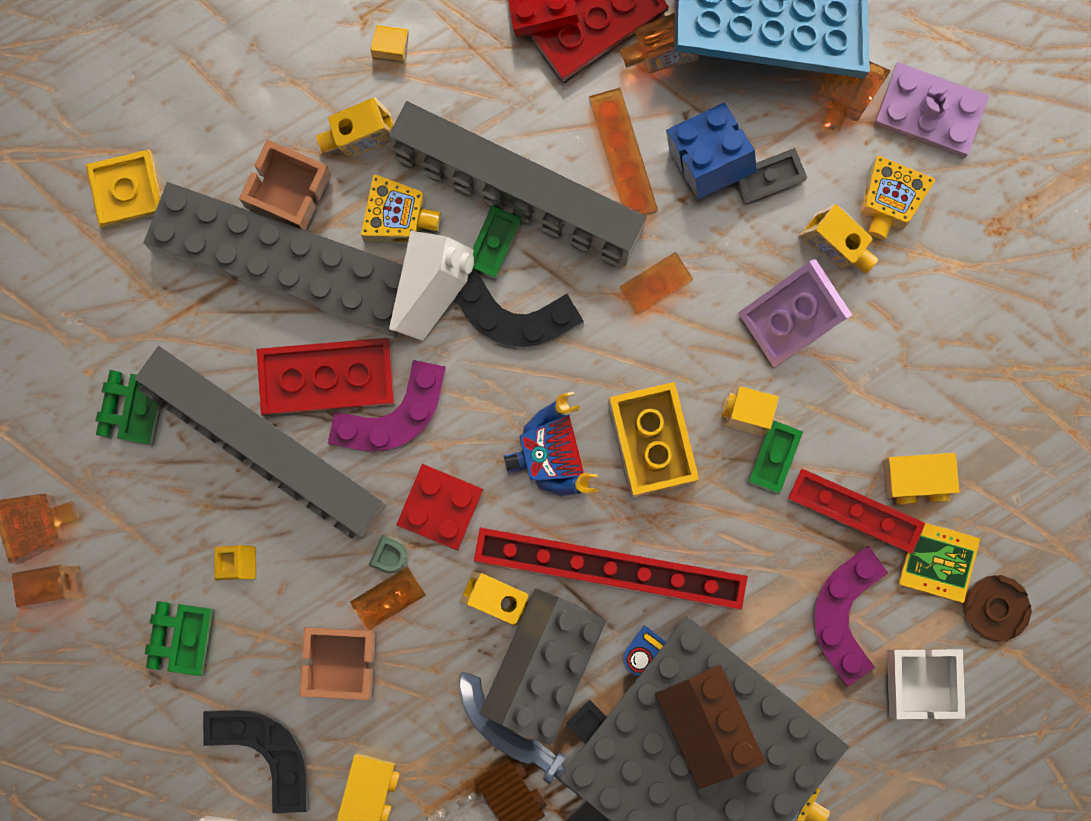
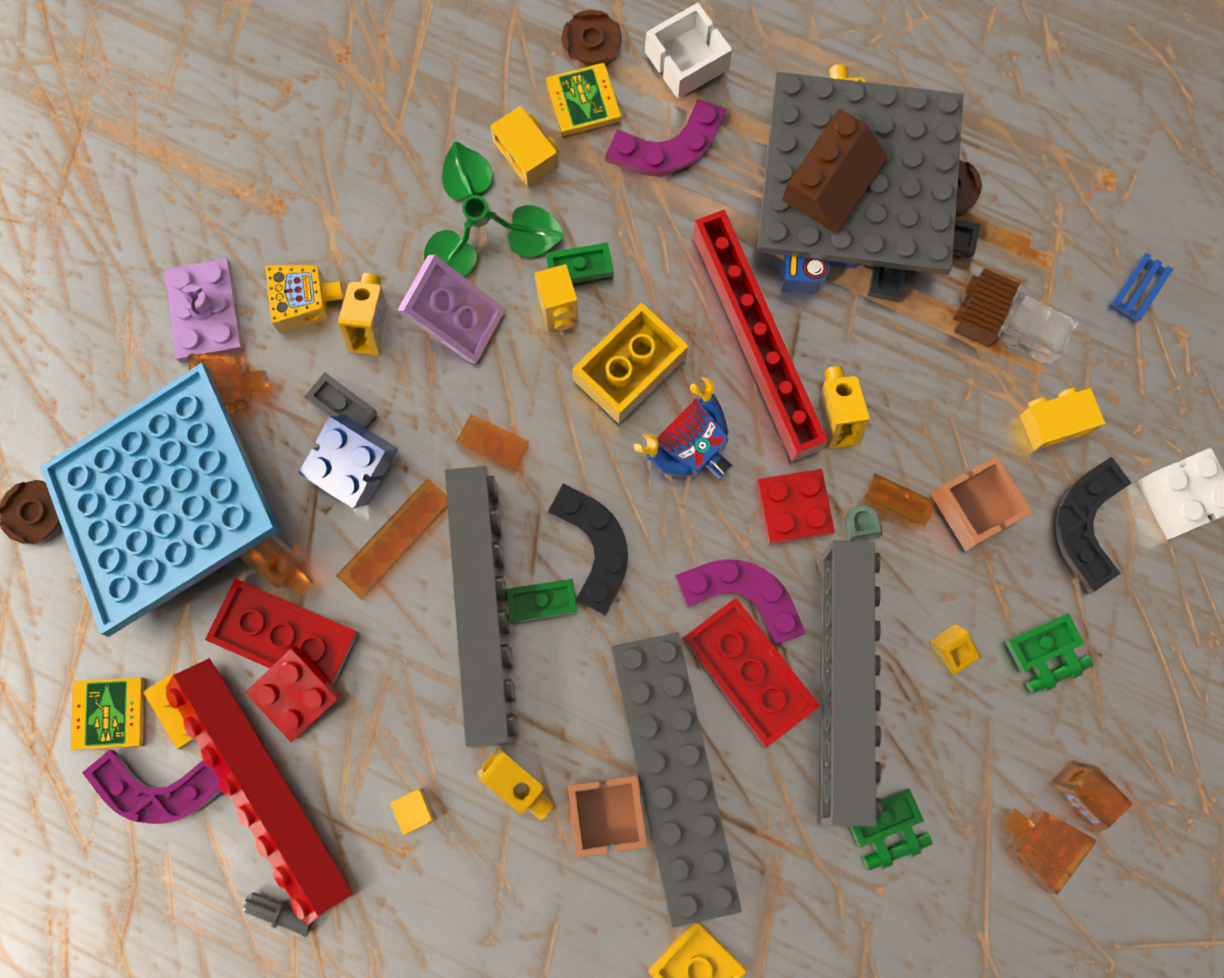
camera: 120 degrees left, 5 degrees down
(394, 212) = (568, 701): yellow torso -> none
(429, 282) = (610, 628): white slope -> none
(503, 738) = (944, 340): sand blue sword -> none
(543, 667) = (873, 336): dark grey brick -> none
(856, 347) = (469, 173): none -> green plant
(856, 511) = (584, 178): red plate -> none

